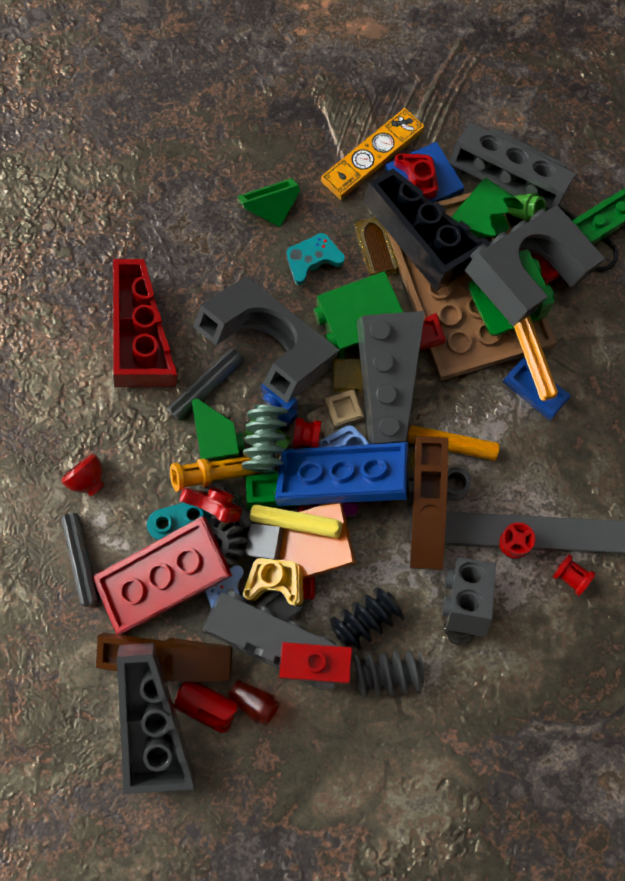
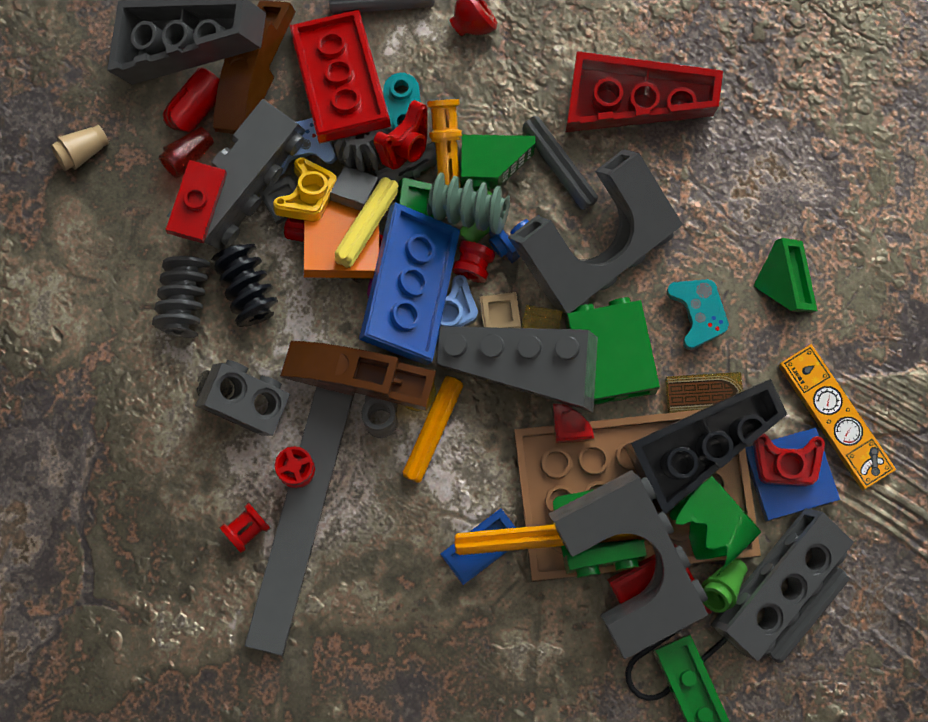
camera: 100 degrees right, 5 degrees up
(267, 805) = (78, 147): none -> tan cone

